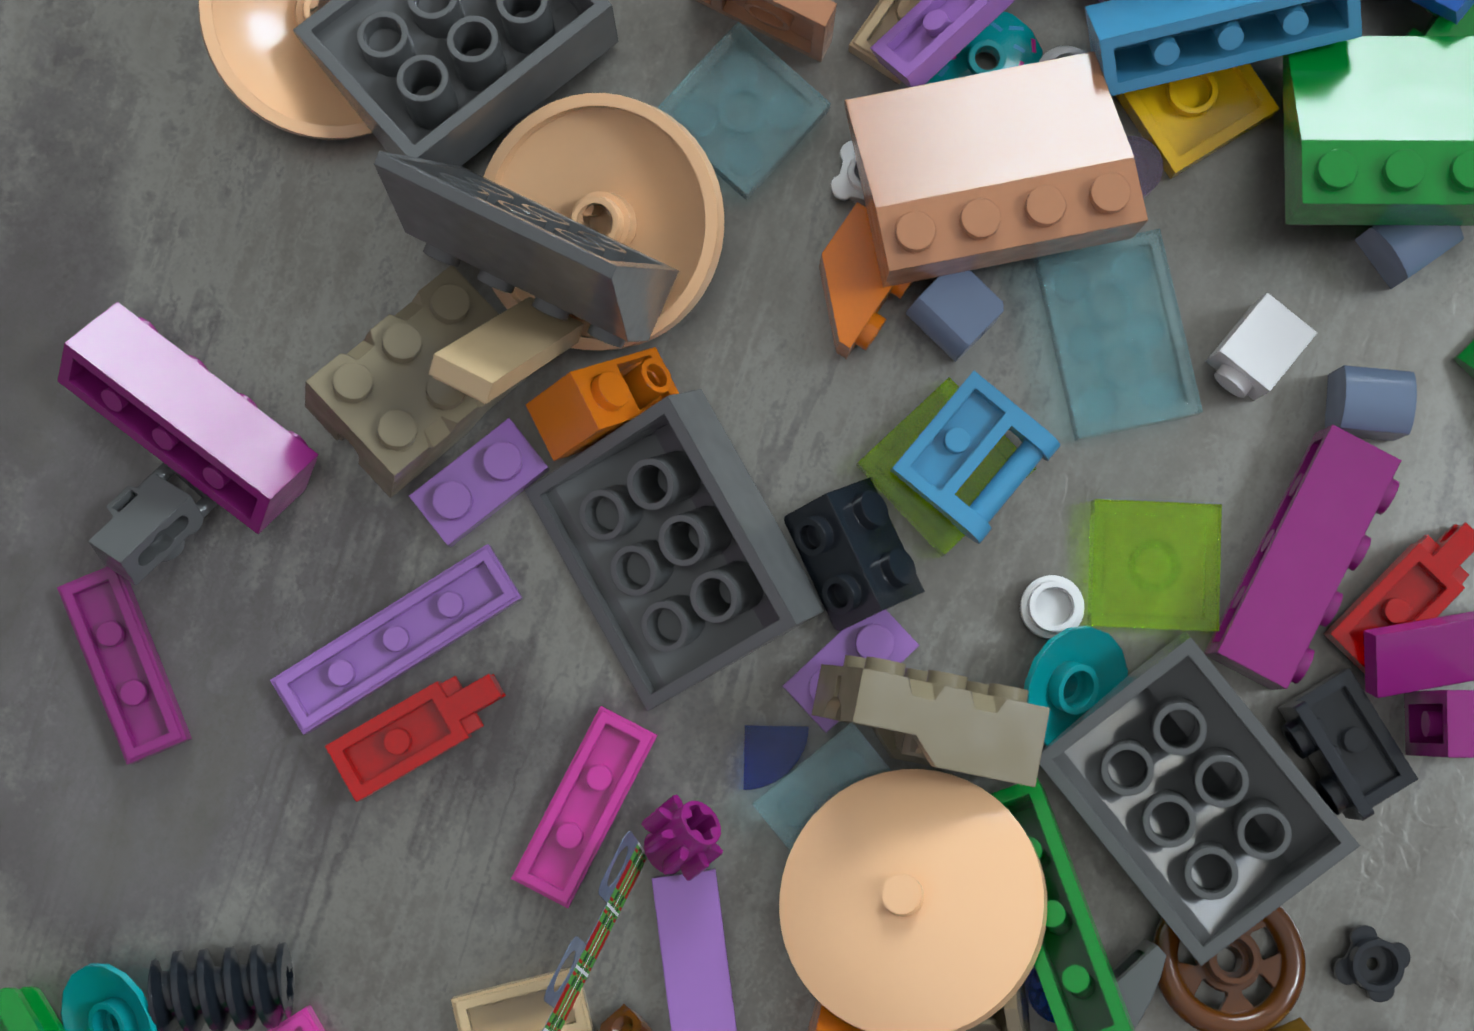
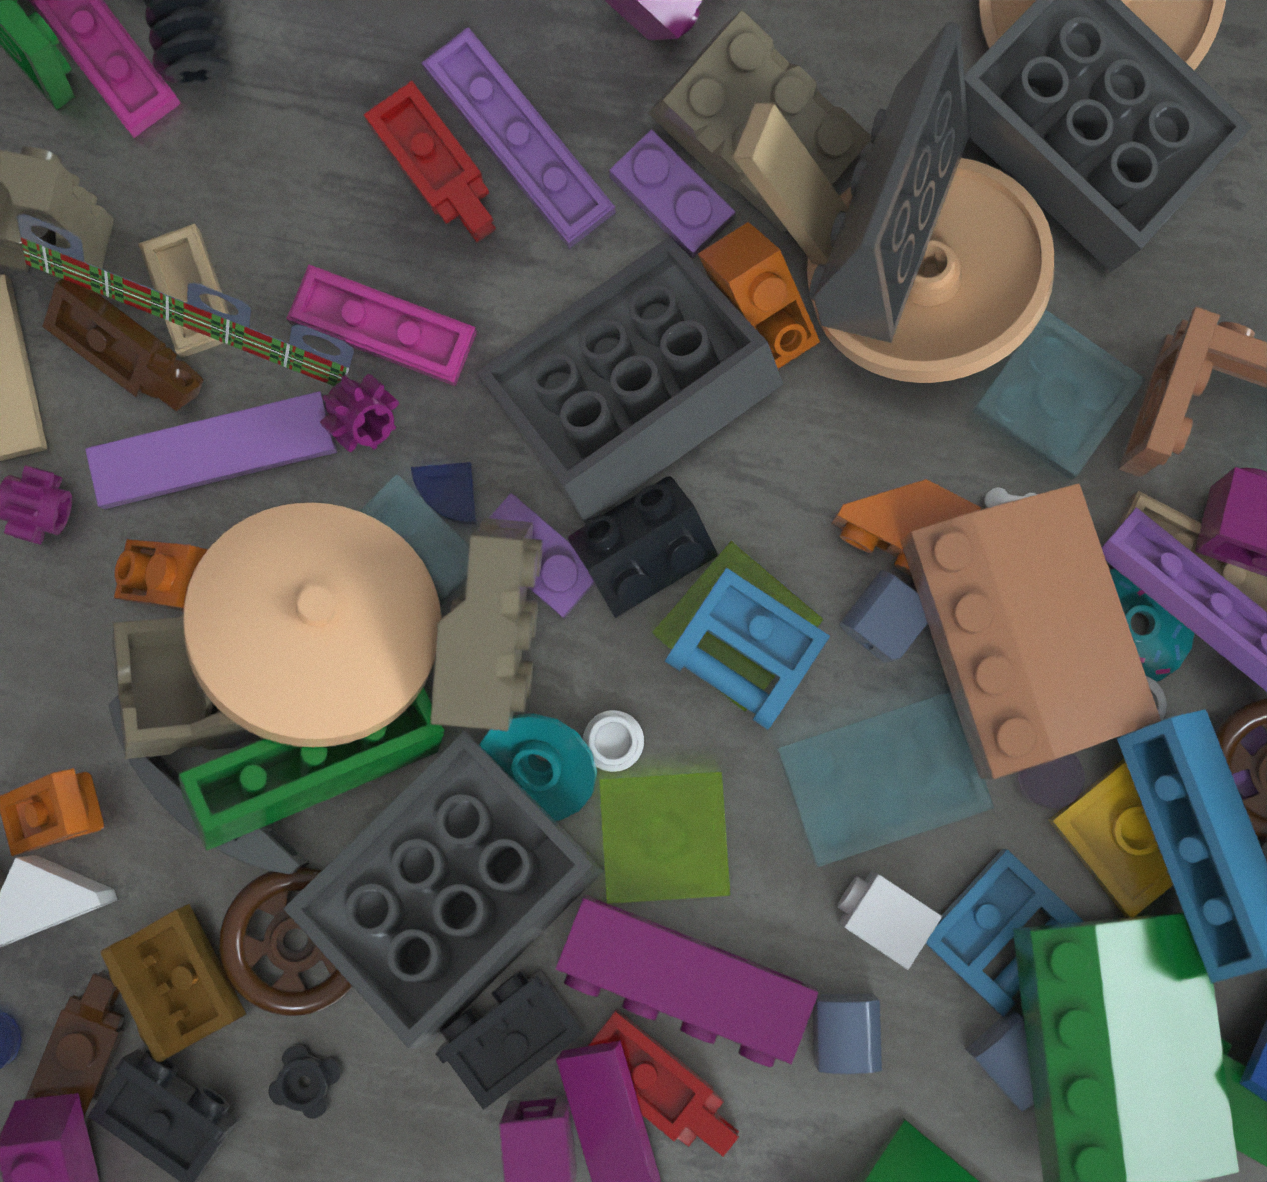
camera: 90 degrees right, 0 degrees up
(1267, 249) = (984, 921): none -> dark azure plate

